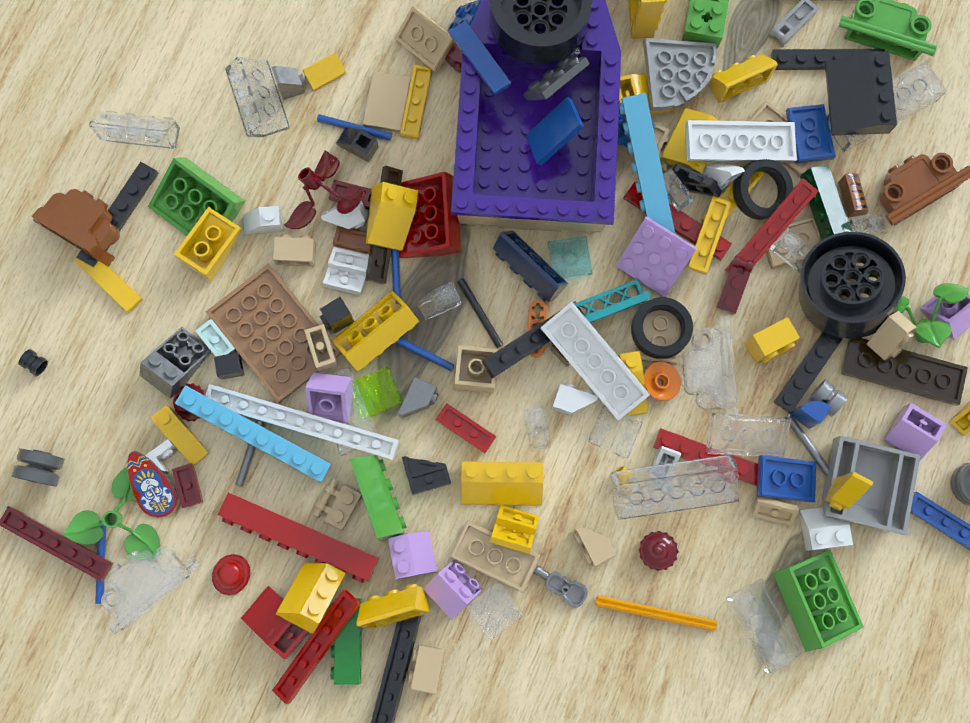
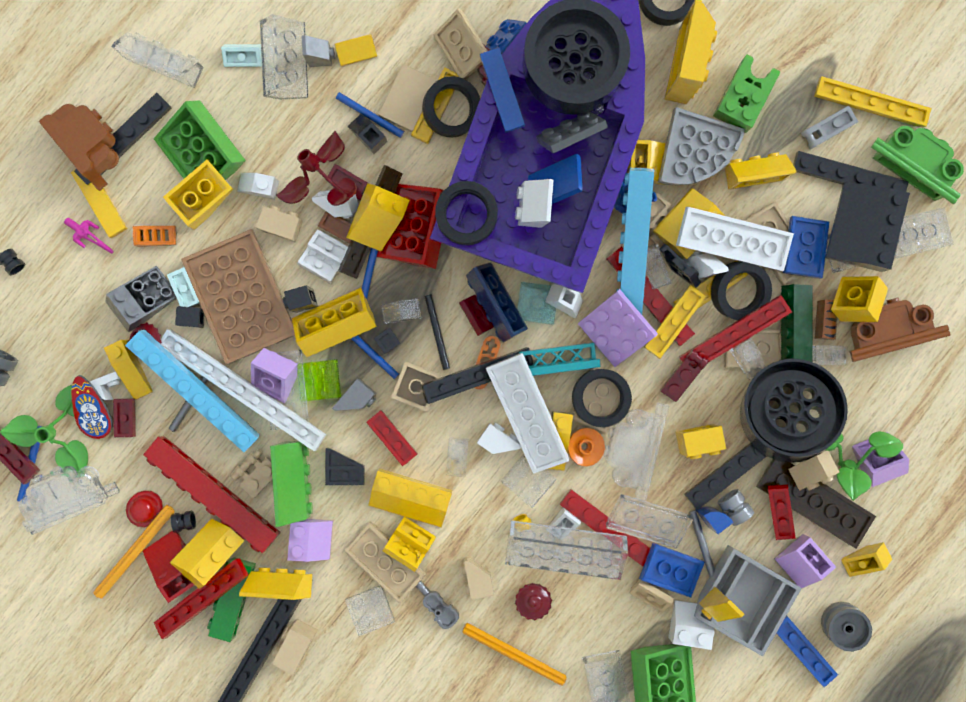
camera: 15 degrees right, 10 degrees up
(99, 314) = (83, 232): none -> dark pink piece
(163, 293) = (137, 235): none -> orange slope
(215, 106) = (241, 55): none -> light aqua slope
(231, 622) = (134, 551): none -> light orange axle
(275, 574) = (183, 521): none -> black wheel
(321, 348) = (276, 328): tan brick -> none
(433, 334) = (387, 340): none -> black plate
(439, 76) = (428, 106): none -> black tyre
(452, 589) = (337, 582): lavender slope -> none
(486, 153) = (461, 188): none -> black tyre
(513, 284) = (476, 315): none -> dark red plate
(543, 148) = (534, 203): none -> white slope
(596, 243) = (564, 300): none -> white slope
(875, 388) = (781, 512): none -> red plate
(877, 164) = (859, 299): none -> yellow brick

